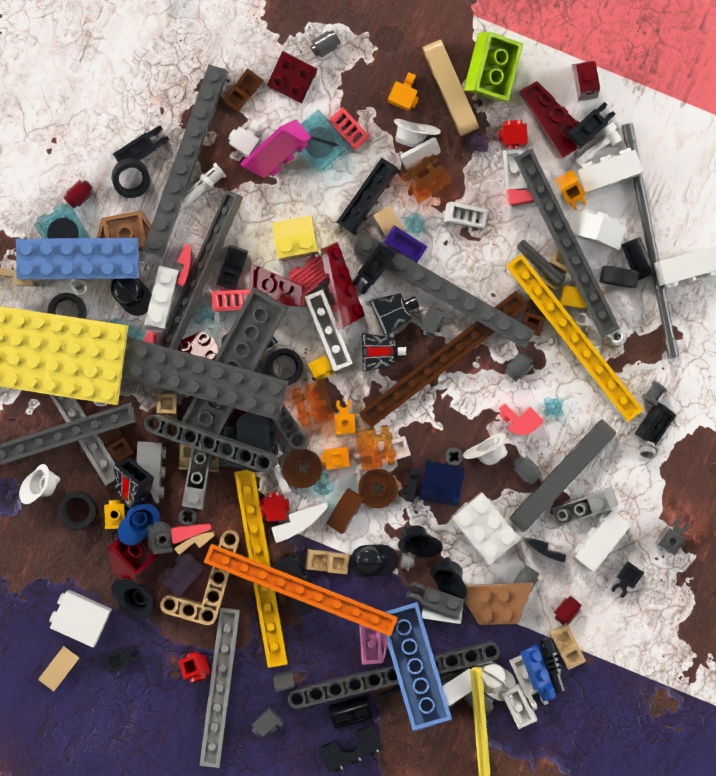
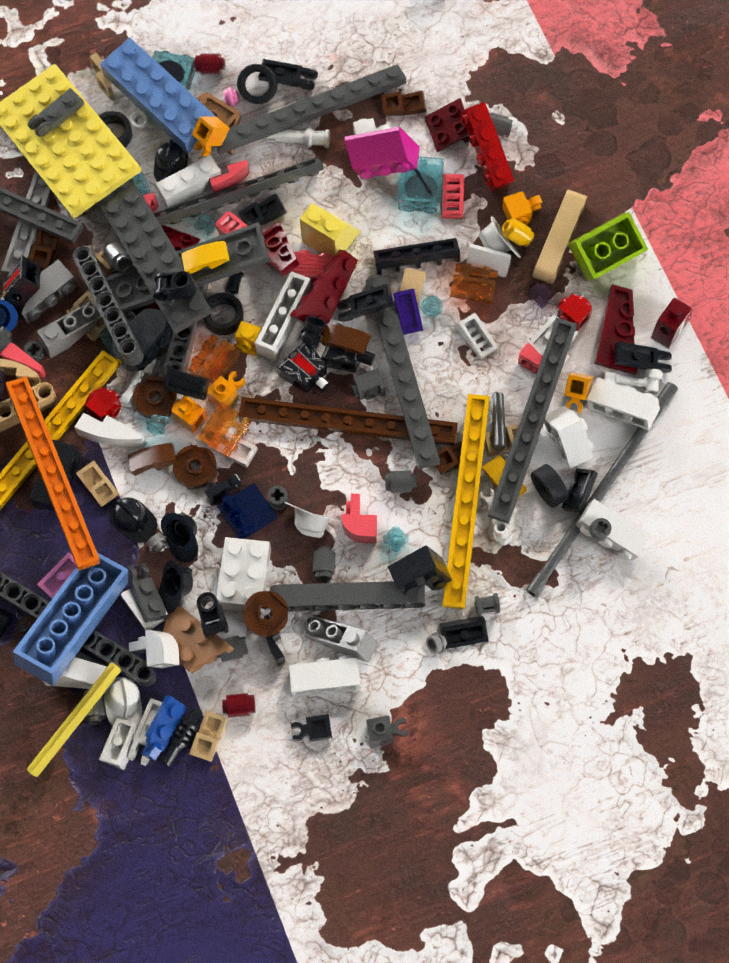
camera: 50 degrees right, 20 degrees down
(21, 340) = (56, 113): none -> dark grey hinge
(120, 204) = (231, 96): none -> bright pink plate
(147, 253) = (209, 132): none -> light orange brick
(177, 401) = (117, 257): none -> flat silver brick
(243, 347) = (208, 255): none -> yellow slope
(246, 394) = (170, 286): none -> black piece
(319, 443) = (186, 384): none -> black plate
(340, 71) = (487, 146): none -> red brick
(362, 324) = (313, 328): none -> black wheel
(389, 308) = (344, 337): none -> reddish brown slope
(421, 114) = (517, 232): none -> yellow brick
(486, 627) = (159, 647): none -> white brick
(502, 579) = (212, 619): none -> black piece
(539, 549) = (265, 627): none -> reddish brown plate
(600, 414) = (420, 569): none -> black brick
(689, 275) = (596, 535): none -> dark grey bush

